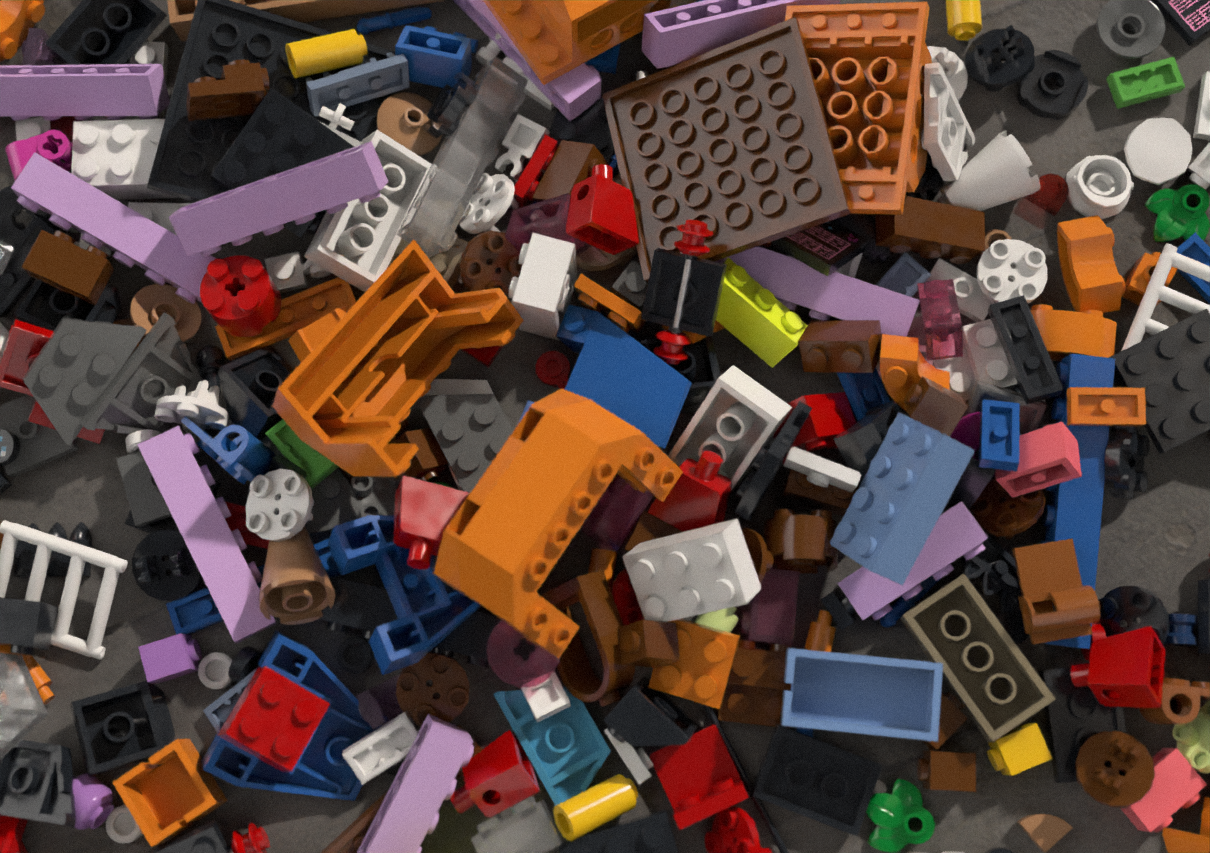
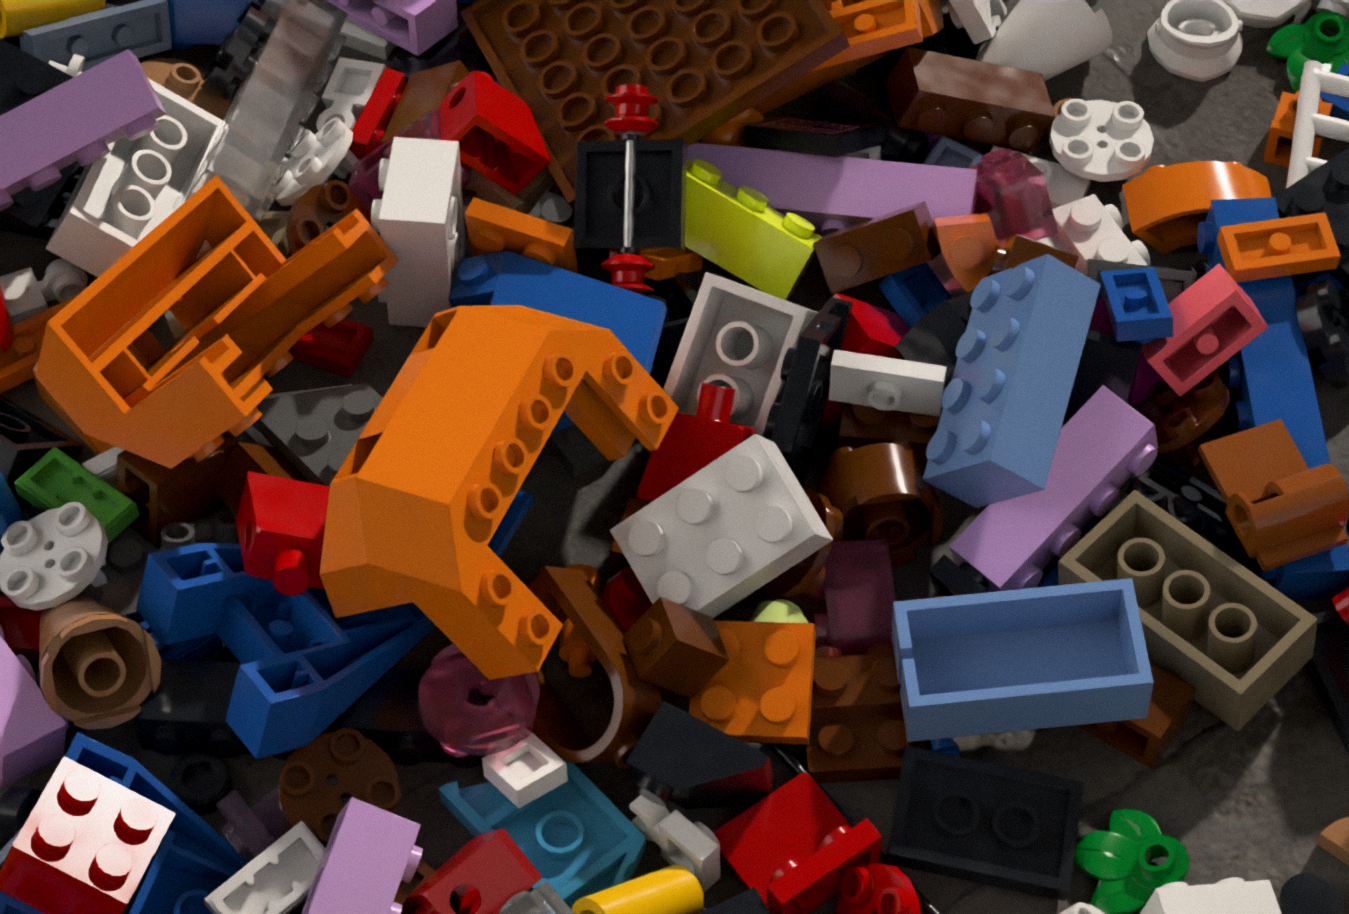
camera: 15 degrees left, 25 degrees down
(615, 513) = (579, 505): clear pink brick -> none
(947, 771) = (1187, 778): reddish brown brick -> none
(1018, 750) = (1288, 731): yellow brick -> none
(1025, 350) = (1145, 211): black plate -> none
(1052, 193) = (1128, 56): clear red tile -> none
(1089, 265) = (1207, 117): orange brick -> none

